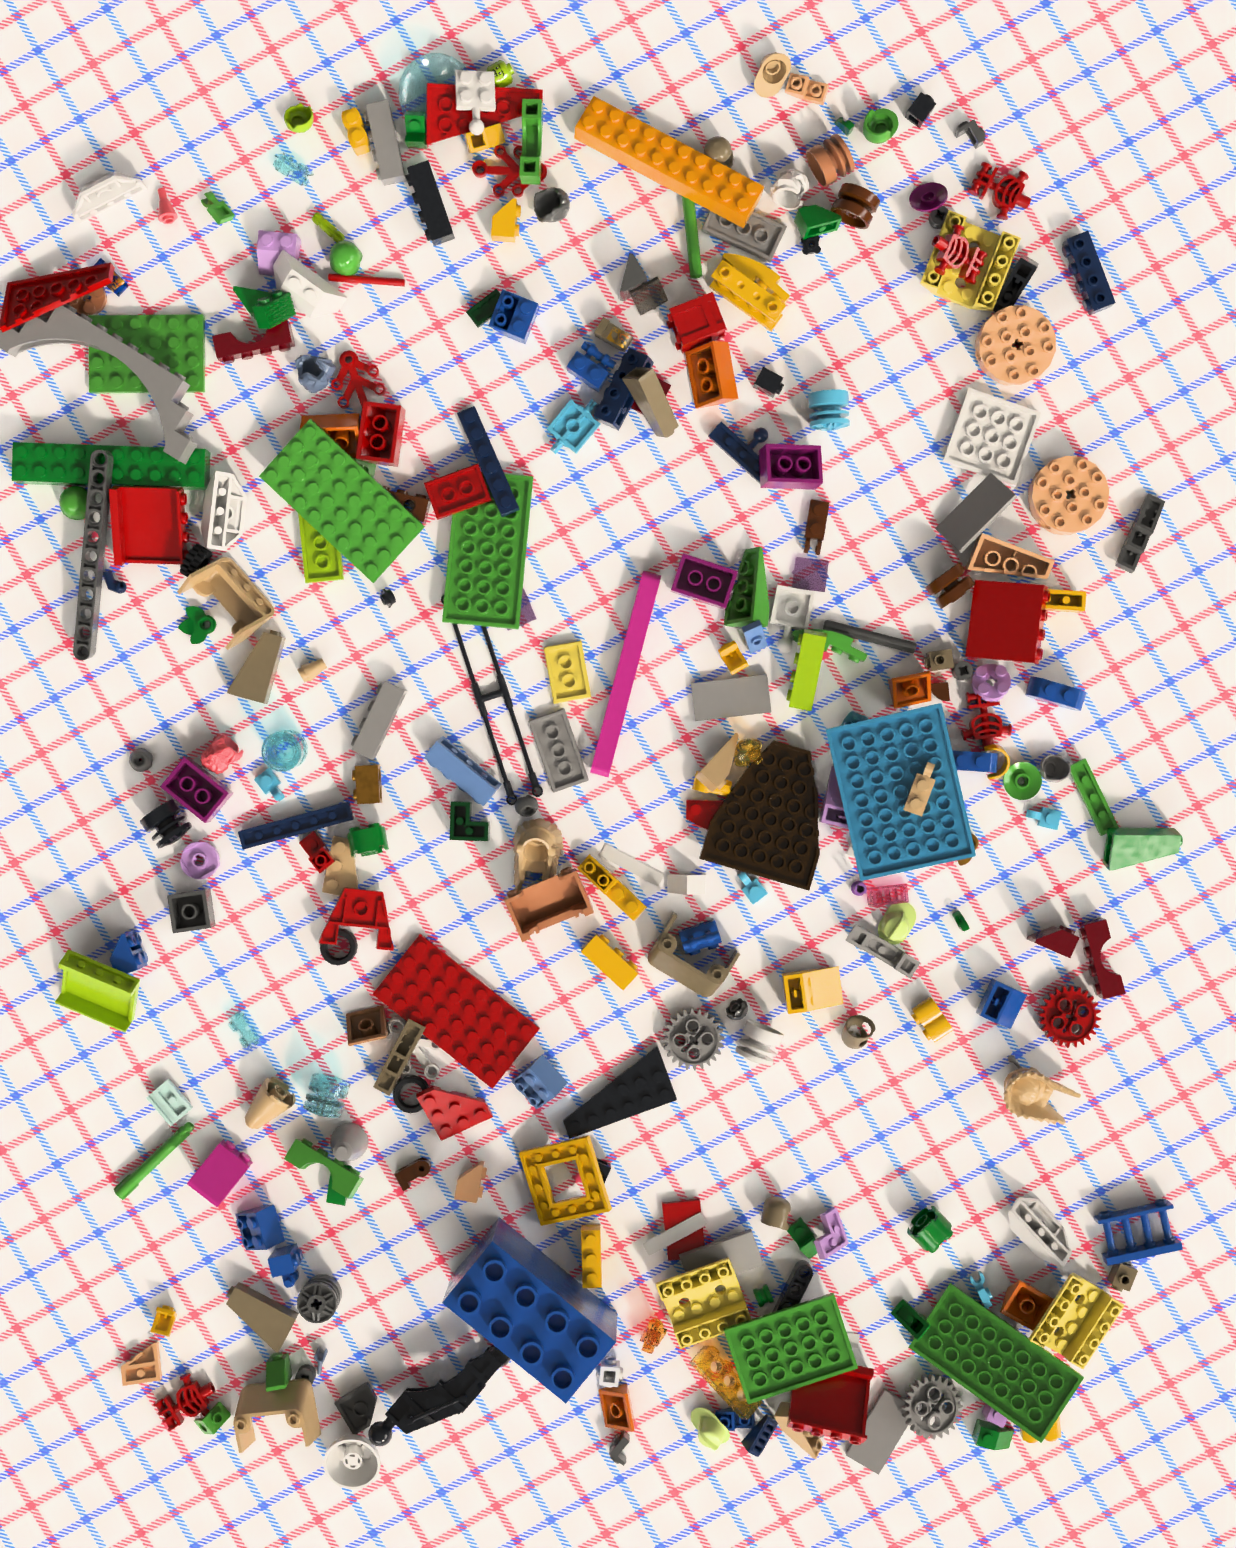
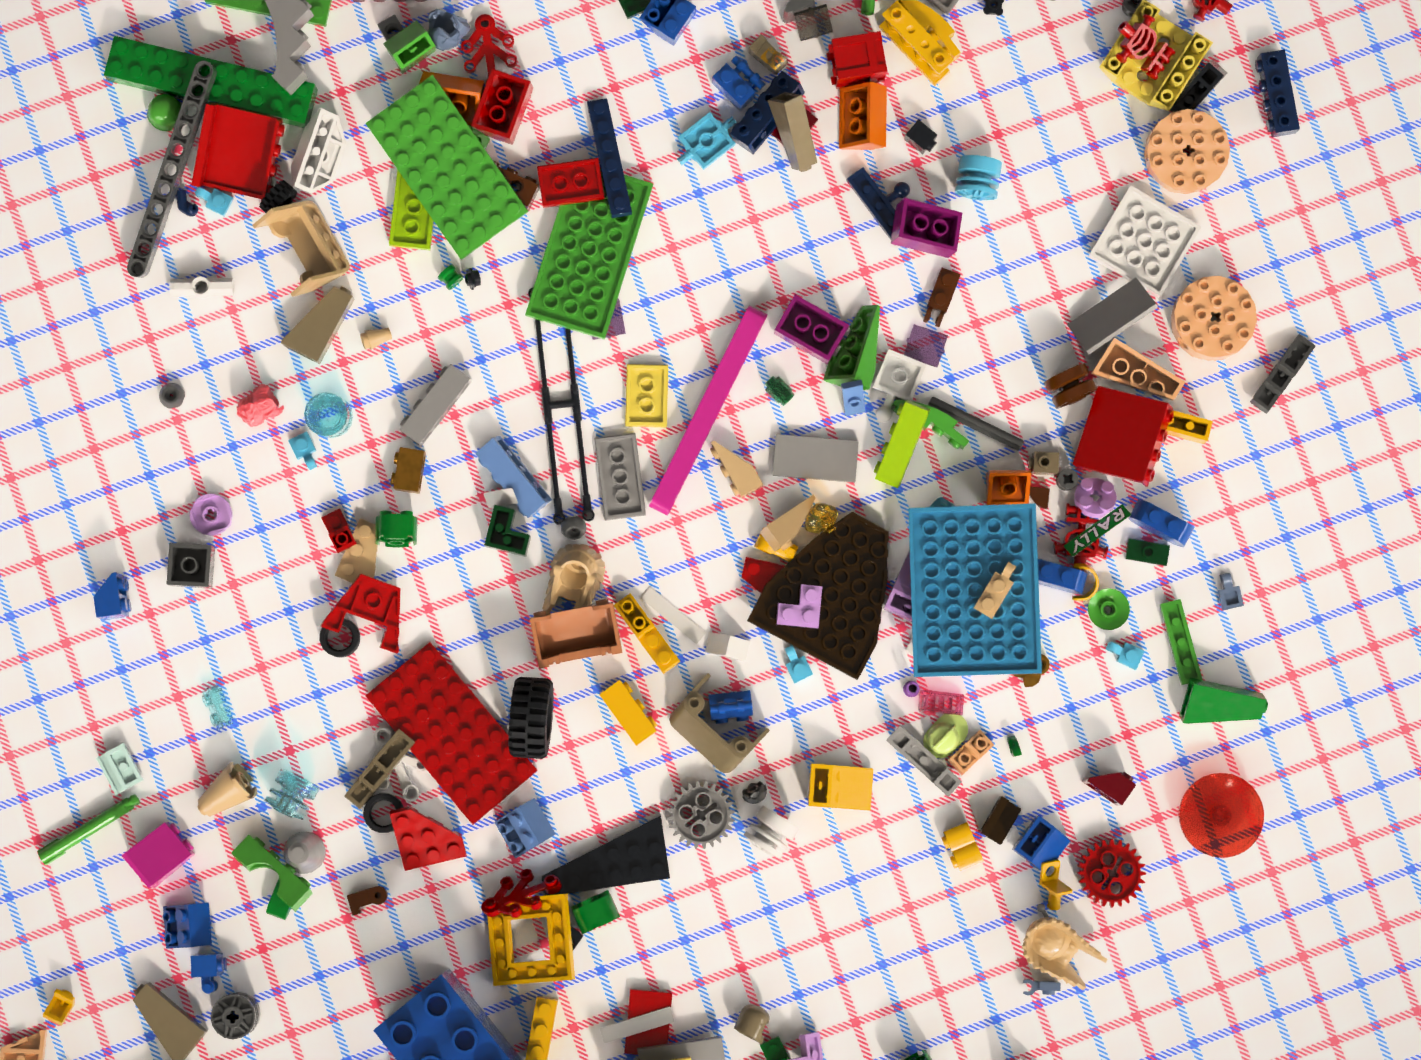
camera: 10 degrees right, 5 degrees down
(98, 991) = (72, 629): lime panel -> none
(141, 574) = (216, 202): none -> medium azure plate
(156, 654) = (215, 287): none -> white piece
(166, 824) = (184, 465): black wheel -> none
(195, 624) = (261, 265): green plate -> none
(196, 789) = (225, 438): magenta brick -> none
(261, 379) = (389, 25): none -> dark grey brick
(284, 395) = (410, 46): none -> bright green slope
(296, 825) = (322, 498): dark blue plate -> none
(366, 1025) = (351, 728): medium nougat slope -> none
(367, 601) = (450, 277): none -> green wheel
(455, 792) = (500, 497): none -> white sticker
(469, 1183) = (425, 924): light nougat slope -> none
(524, 987) = (531, 717): none -> black tyre
(527, 1157) = (498, 904): none -> red plant
(618, 1145) = (595, 911): none -> green brick
(667, 726) = (742, 474): none -> tan slope
(686, 643) = (779, 390): none -> clear green brick
(732, 657) = (825, 415): yellow bracket -> none
(752, 840) = (804, 614): none -> lavender plate
(861, 1040) = (876, 852): dark tan helmet -> none
(922, 933) = (970, 752): none -> light nougat slope
(960, 989) = (1000, 820): none -> dark brown panel
(999, 712) = (1097, 530): none -> sticker
(1019, 1037) = (1053, 884): none -> yellow bracket
(1031, 1128) = (1046, 987): none -> sand blue plate
(1046, 721) = (1147, 552): none -> dark green plate
(1054, 768) = (1145, 602): light grey hair -> none
(1095, 935) = (1158, 844): dark red arch -> none
(1129, 746) = (1229, 596): none -> sand blue plate
(1158, 945) = (1221, 815): none -> clear red dish

